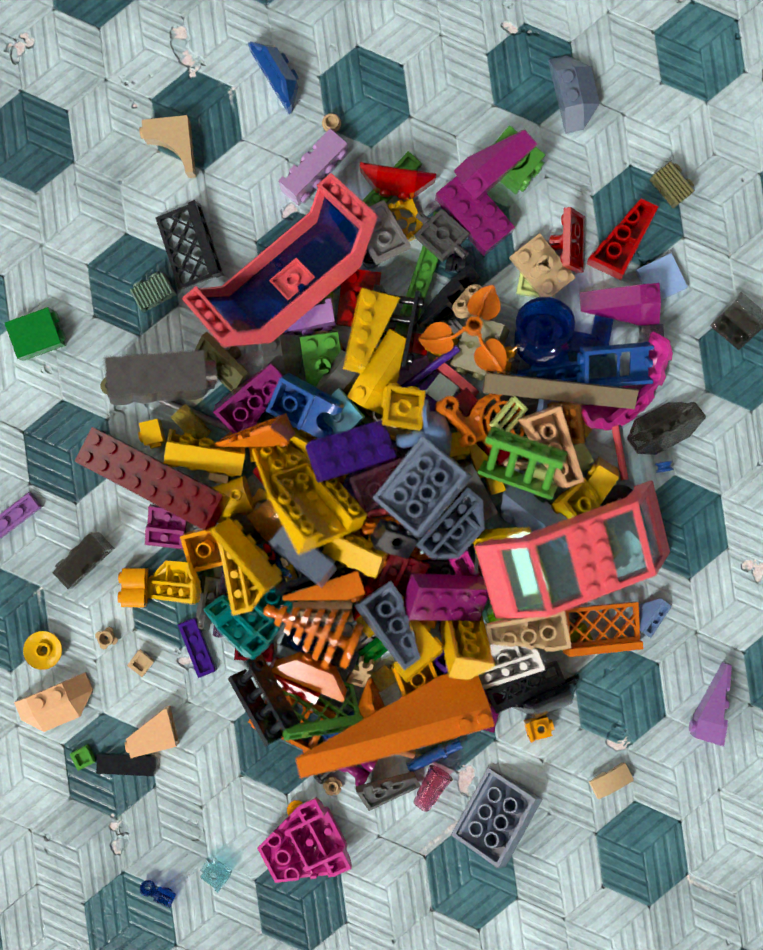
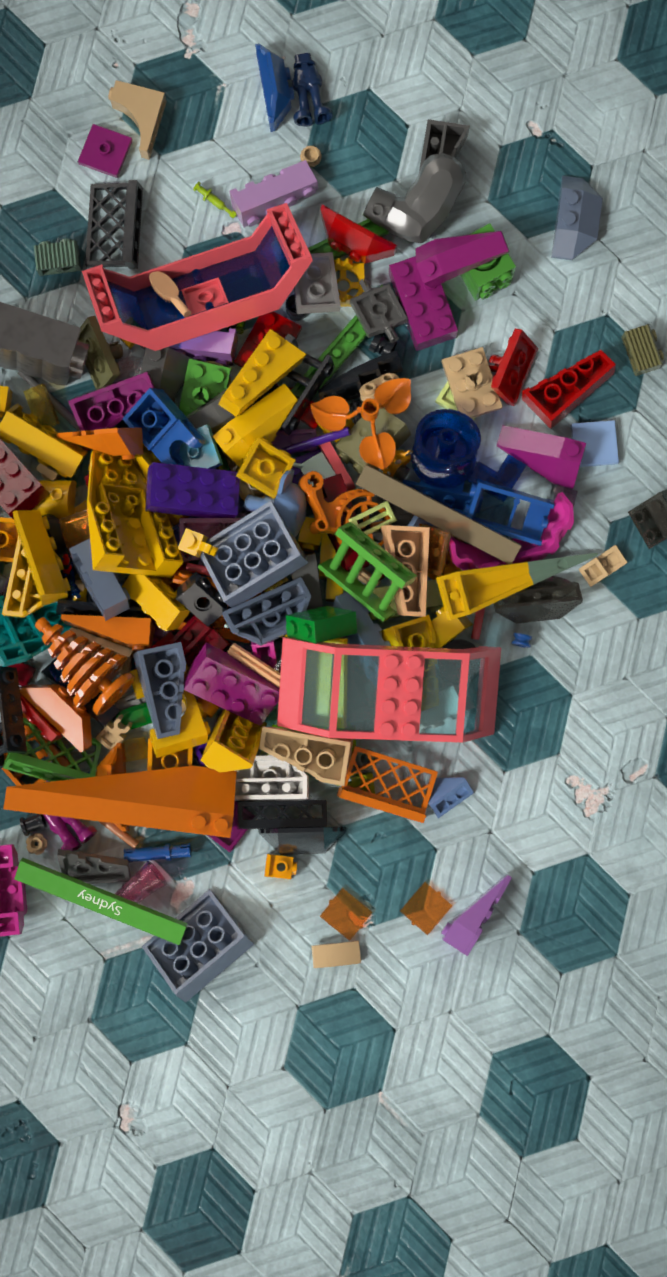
camera: 25 degrees right, 5 degrees down
(155, 184) = (105, 151): none -> magenta plate
(260, 286) = (167, 290): none -> light nougat piece
(264, 191) = (208, 195): none -> lime piece
(304, 57) = (308, 80): none -> dark blue piece
(372, 496) = (195, 544): none -> yellow plate
(405, 814) = (100, 901): none -> bright green tile
(438, 78) = (443, 138): none -> dark grey wedge
(446, 127) = (425, 202): none -> dark grey piece
(457, 574) = (255, 664): none -> light nougat axle
(502, 522) = (321, 624): none -> green brick
(605, 744) = (346, 914): none -> clear orange piece
(617, 440) = (478, 588): none -> yellow plate
(668, 714) = (426, 908): none -> clear orange piece
(706, 378) = (603, 565): none -> tan slope

